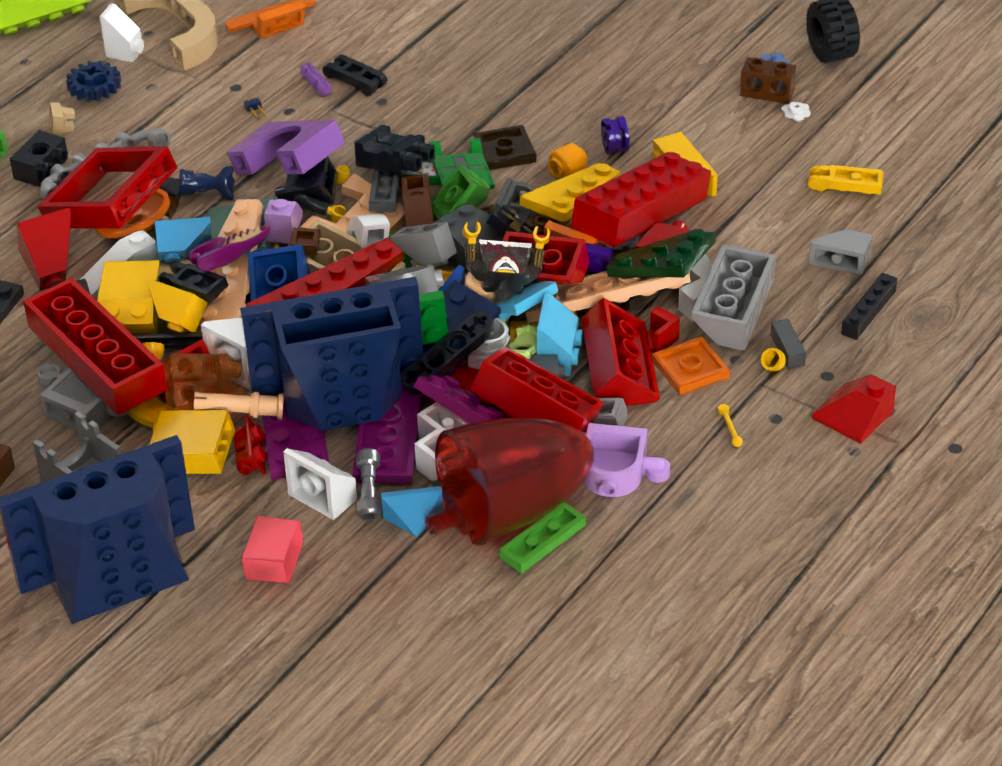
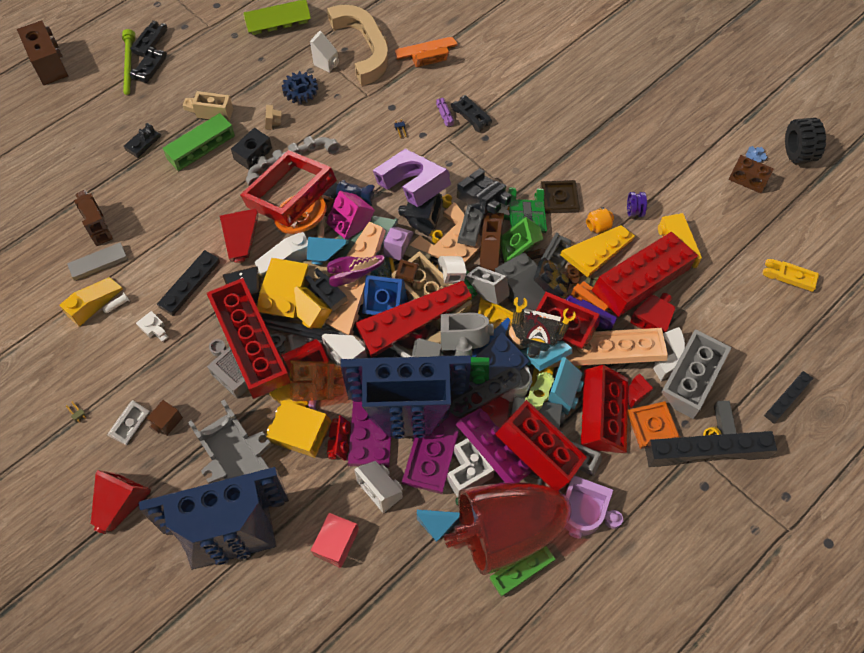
camera: 10 degrees right, 20 degrees up
(155, 348) = (289, 339): yellow hinge -> none
(206, 199) = (349, 214): none -> dark pink slope
(255, 404) = (346, 409): light nougat pin -> none
(368, 506) = (408, 512): flat silver piece -> none
(663, 258) = (653, 334): dark green plate -> none
(720, 381) = (682, 449): none -> black arch
(723, 410) = (669, 471): yellow hinge -> none
(796, 111) = (765, 201): white plant -> none
(842, 251) = (778, 343): light grey slope -> none
(858, 407) = (763, 492): red slope -> none

